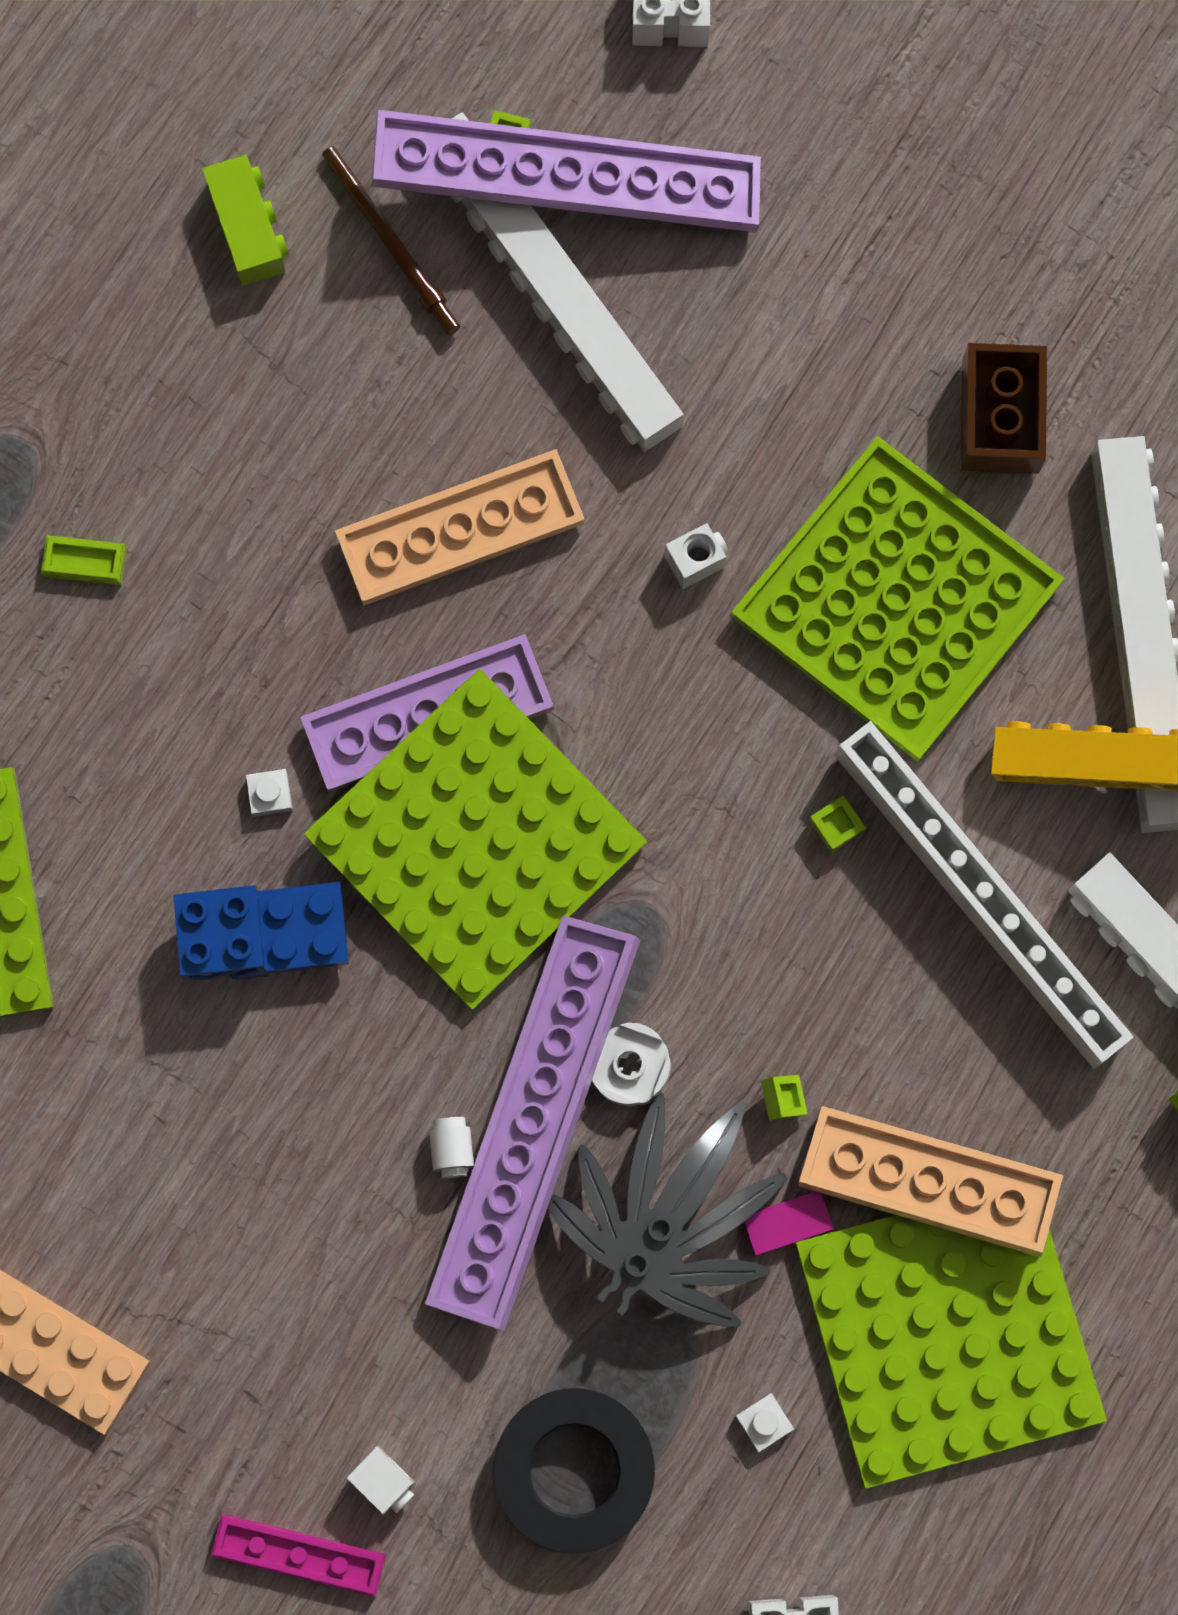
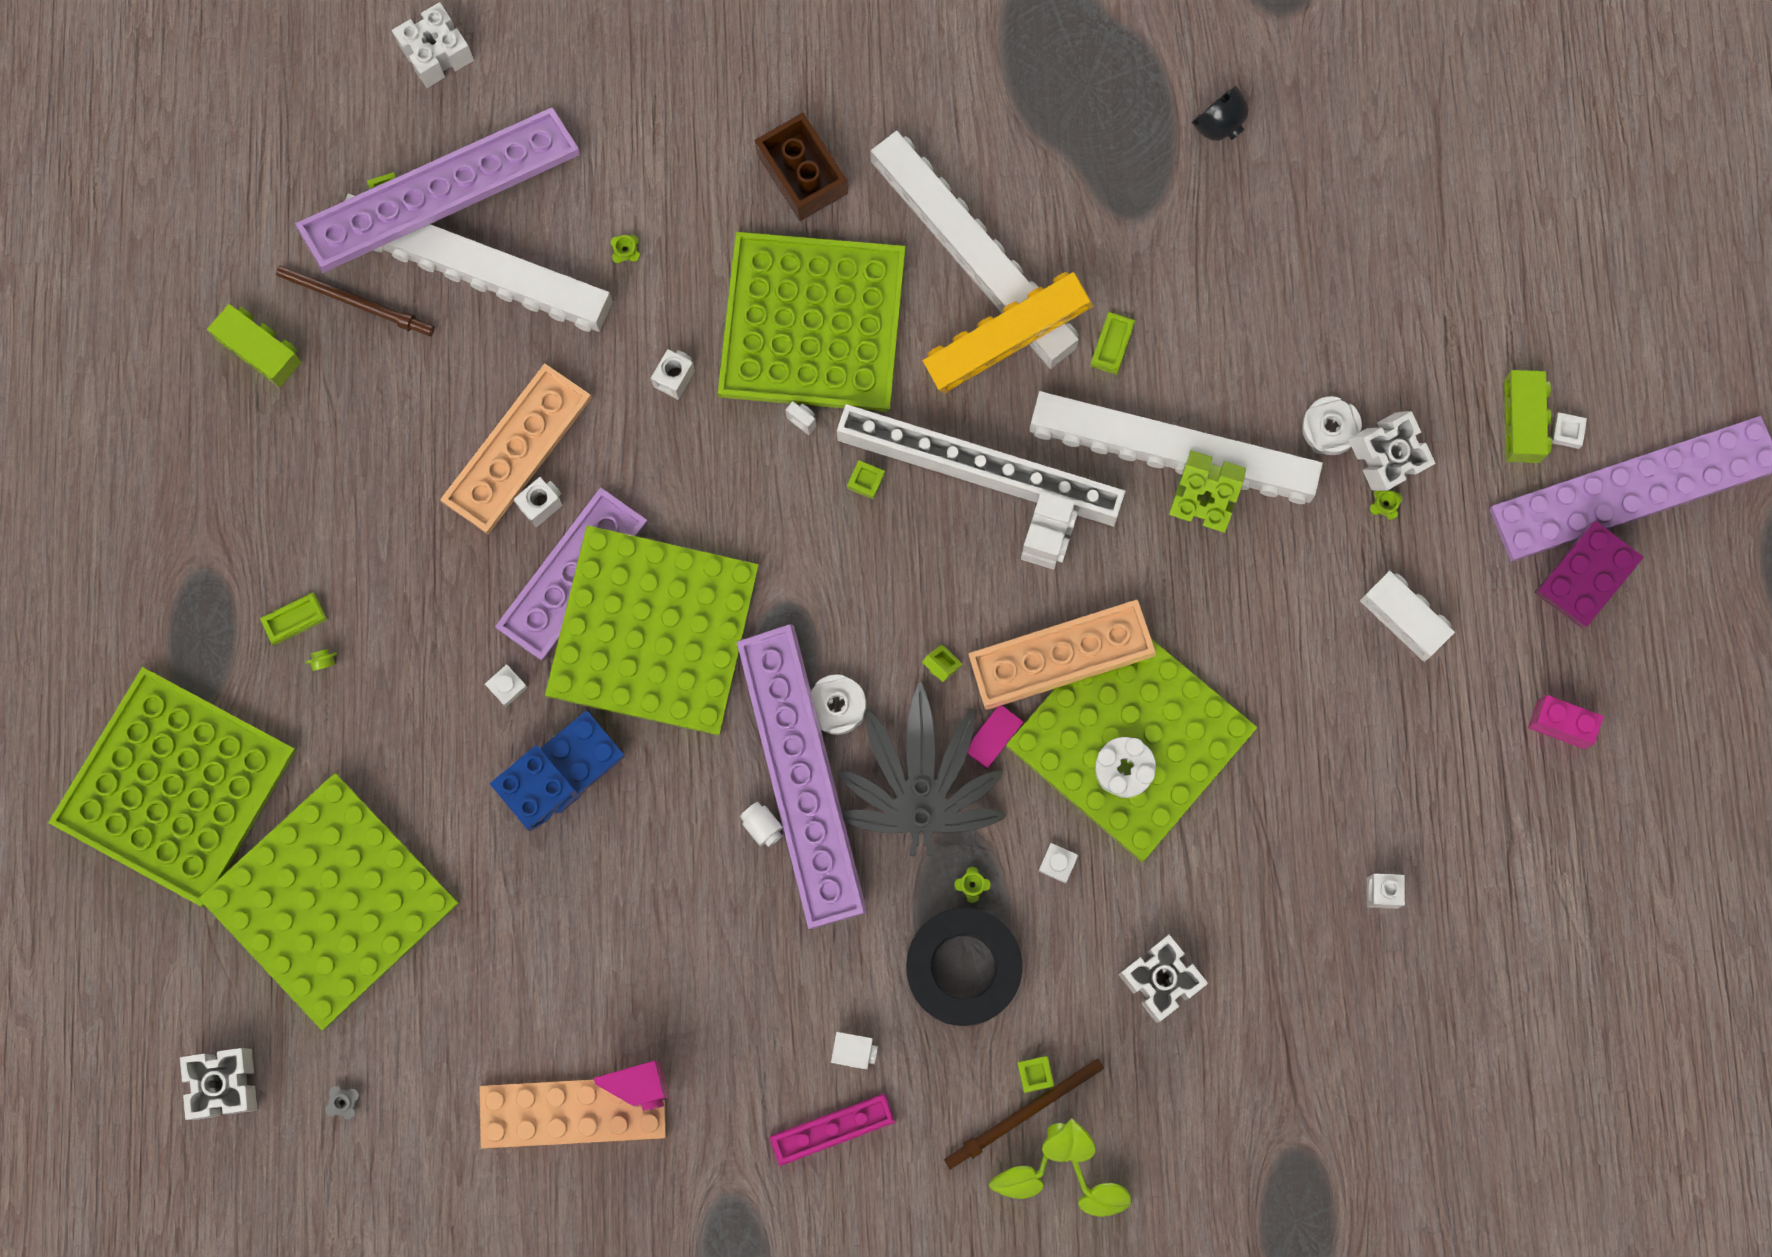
camera: 30 degrees left, 0 degrees up
(83, 627) = (321, 659): none -> lime plate
(108, 1356) = (637, 1085): none -> dark pink slope
(435, 619) = (535, 513): none -> white brick
(655, 1370) = (980, 884): none -> lime plate
(740, 364) = (622, 241): none -> lime plate
(810, 701) = (801, 417): none -> white plate
(932, 1383) = (1141, 773): none -> white plate
(1005, 1027) = (1047, 531): none -> white brick

